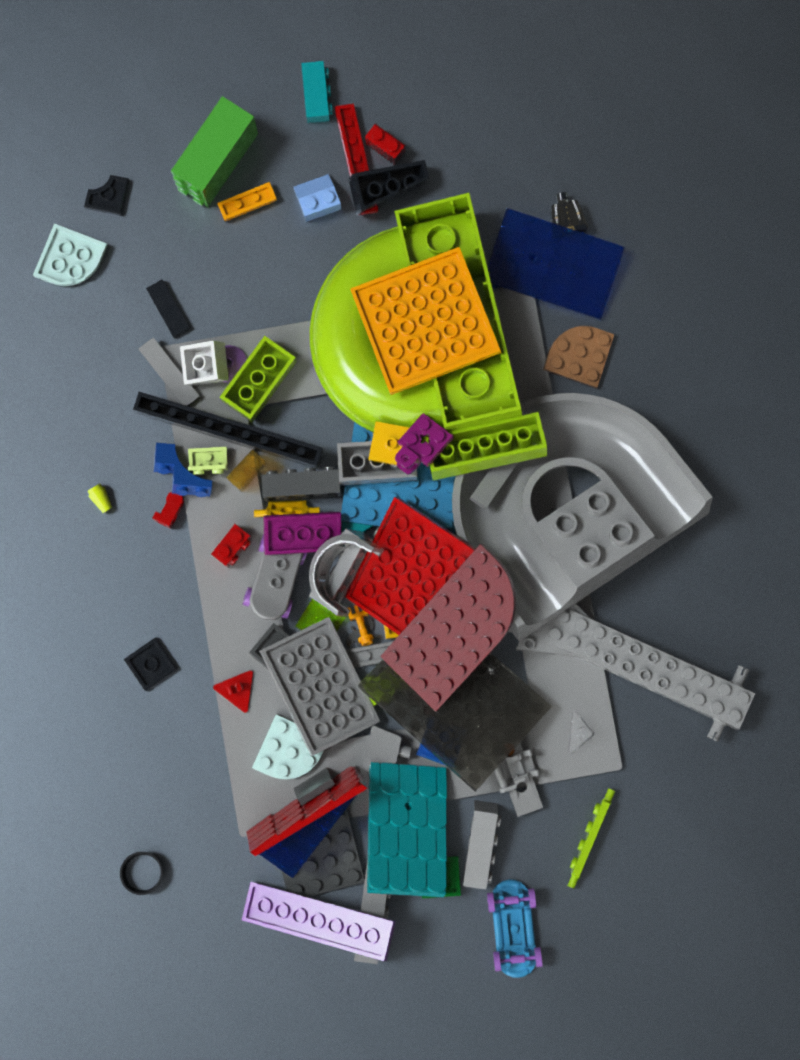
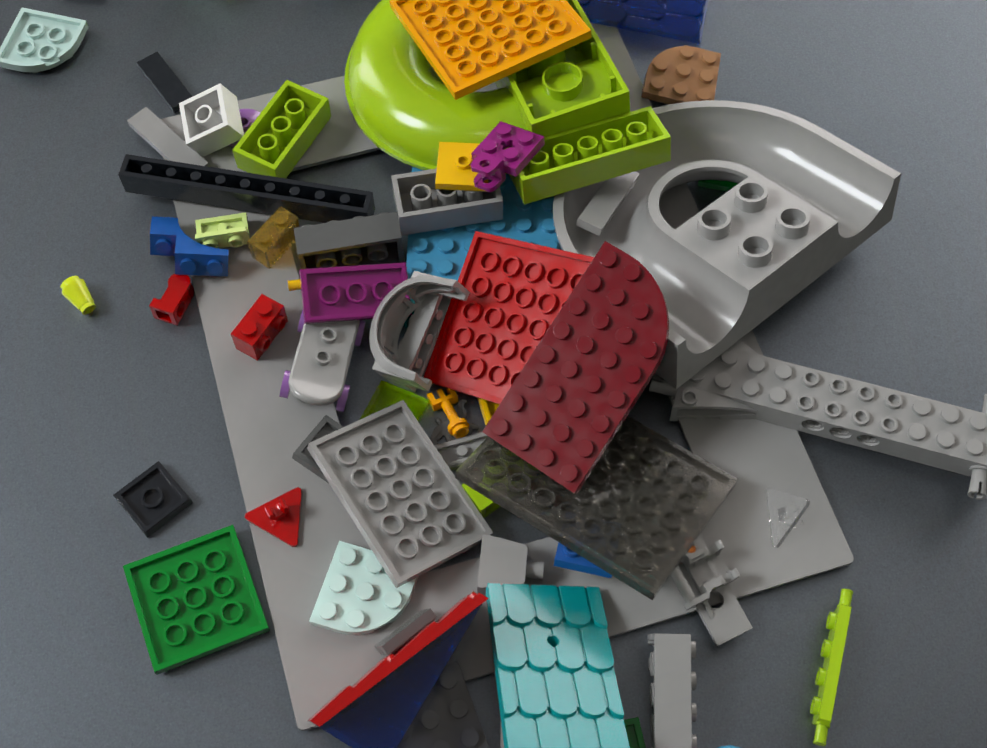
camera: 10 degrees left, 20 degrees down
(177, 740) = (195, 599): none -> green plate

